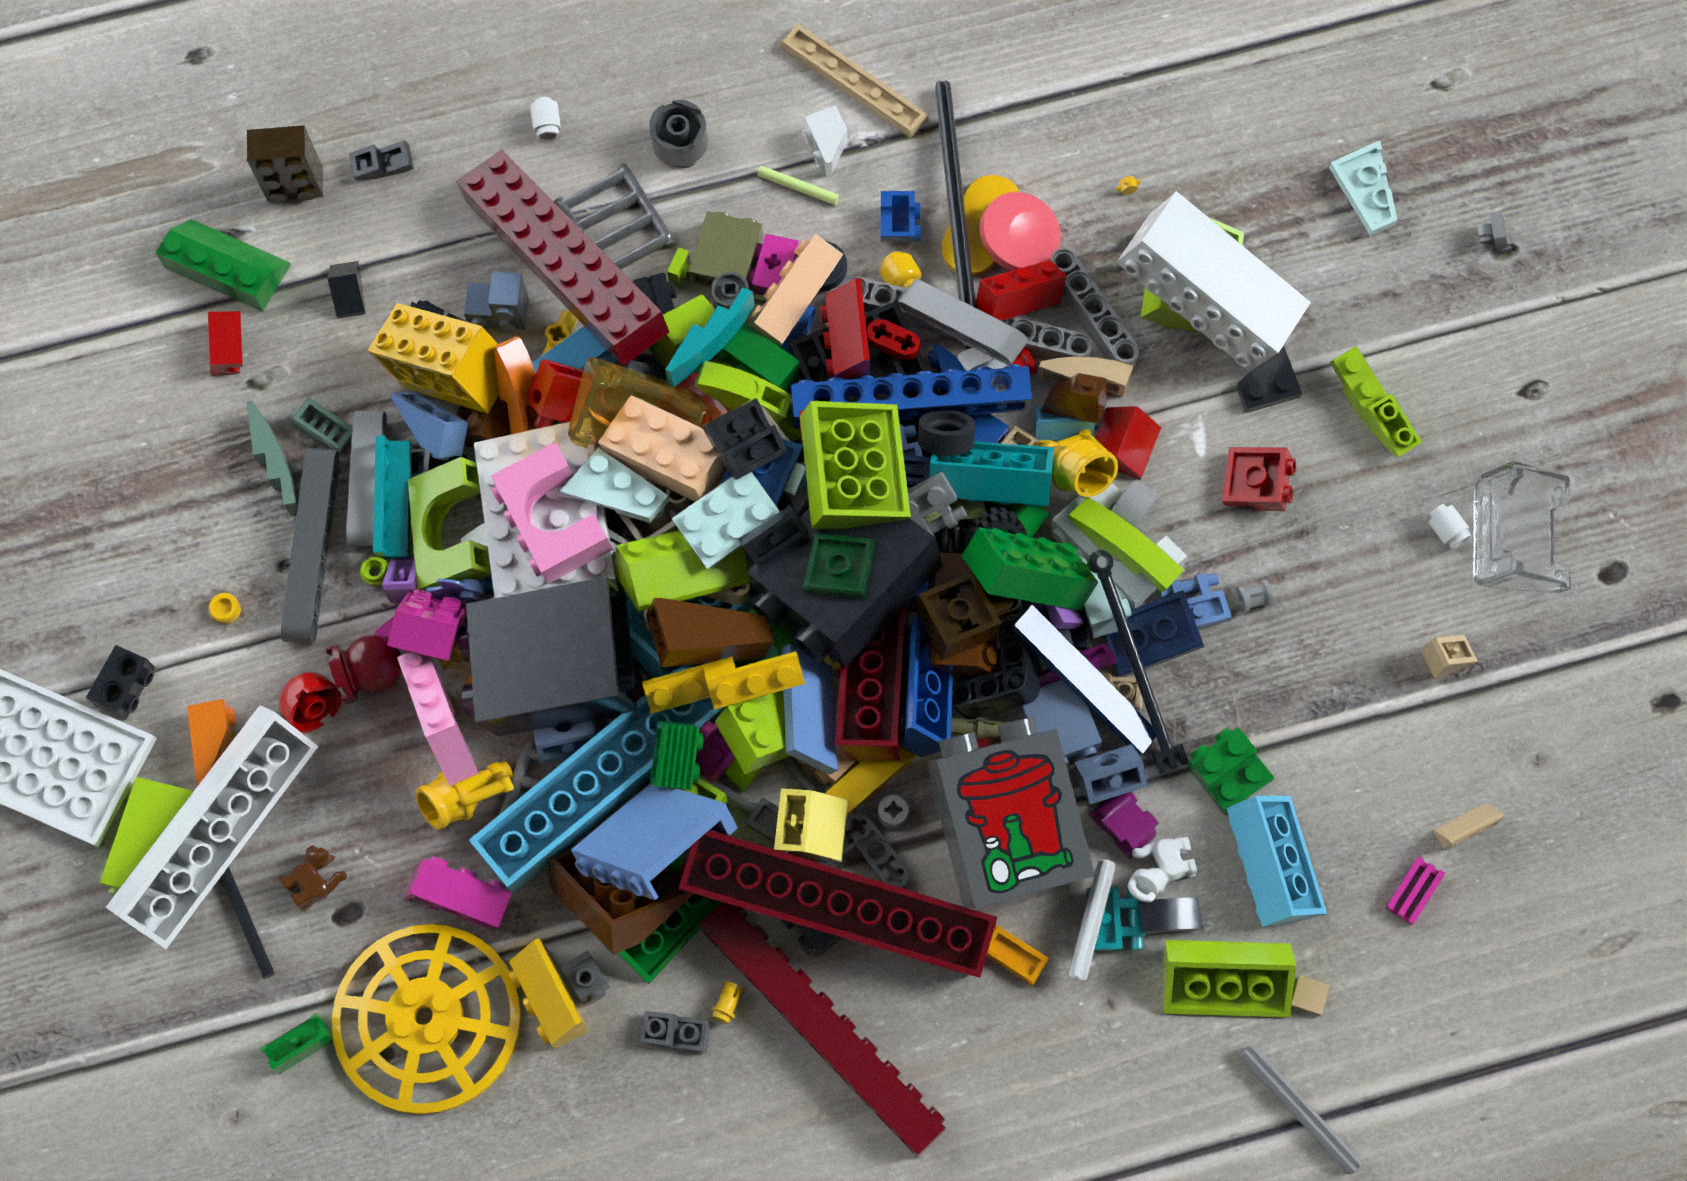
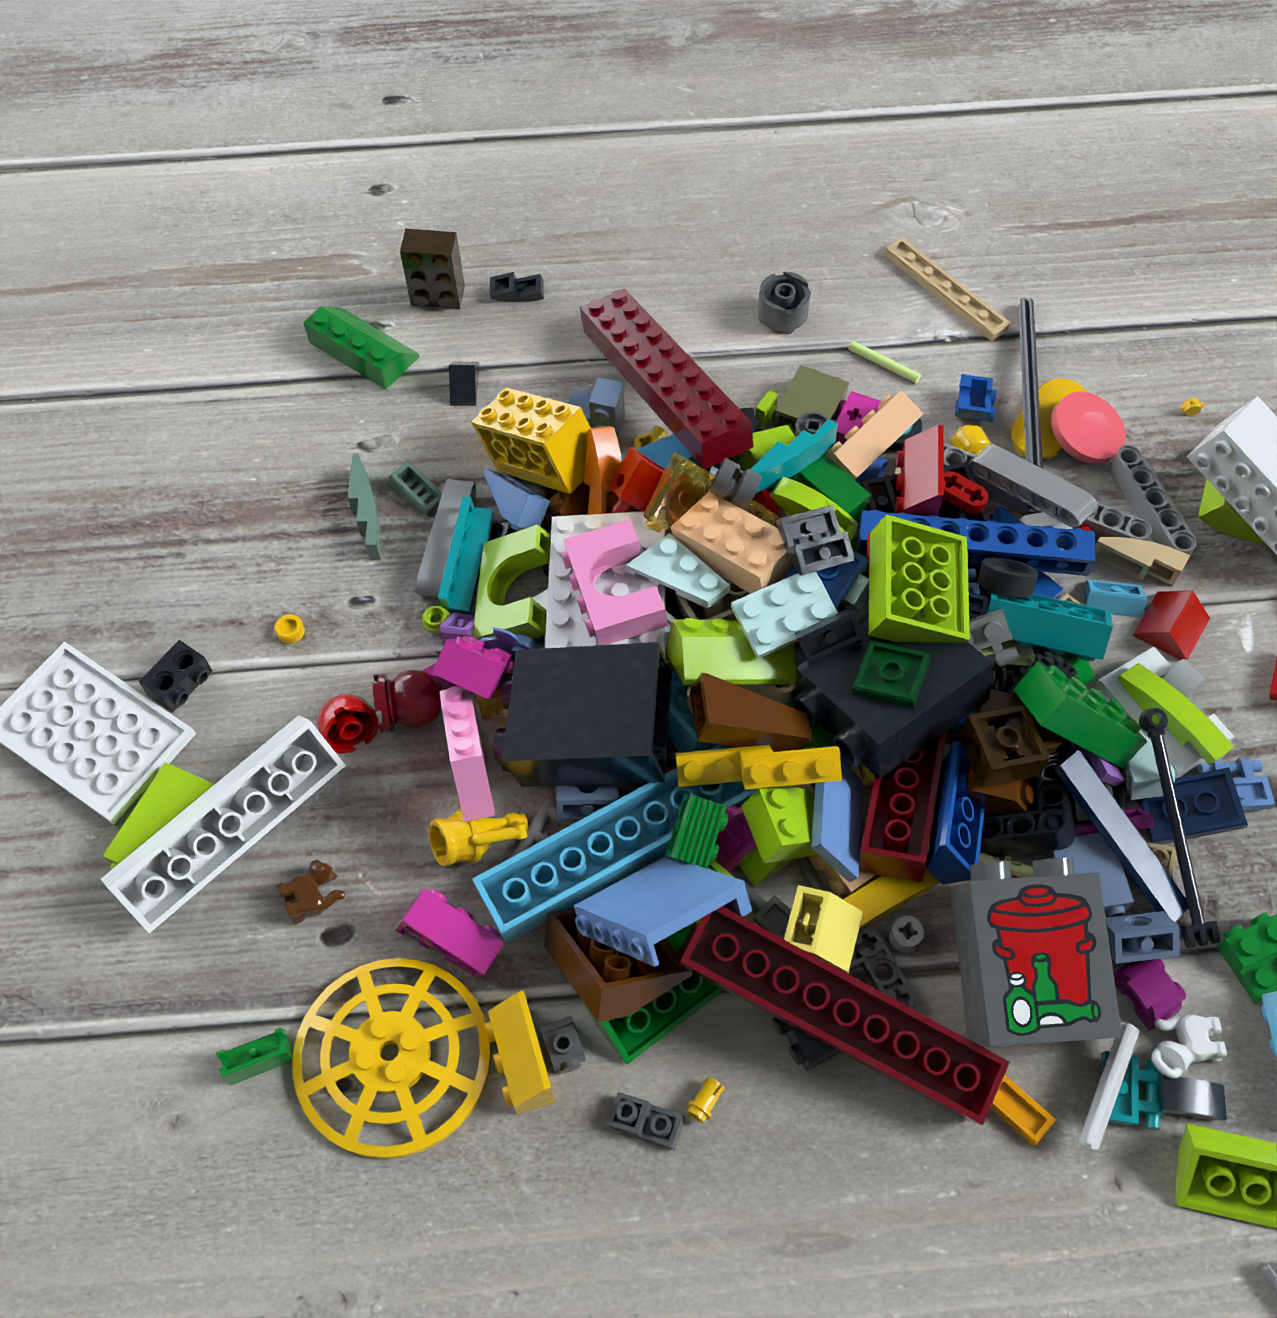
camera: 10 degrees right, 10 degrees down
(210, 733) = (246, 732): orange slope -> none
(225, 342) = (345, 406): red hinge -> none
(247, 924) = (235, 925): black bar -> none
(310, 546) = (380, 588): dark grey beam -> none
(545, 119) = (667, 276): white brick -> none
(637, 195) = (736, 348): flat silver bar -> none
(666, 387) = (735, 483): none -> dark grey wheel
(822, 1028) = (807, 1153): dark red brick -> none
(828, 137) = (916, 324): white slope -> none
(1021, 290) = (1092, 470): red brick -> none
(1078, 398) = (1133, 575): reddish brown slope -> none
(1081, 464) = (1139, 635): yellow piece -> none

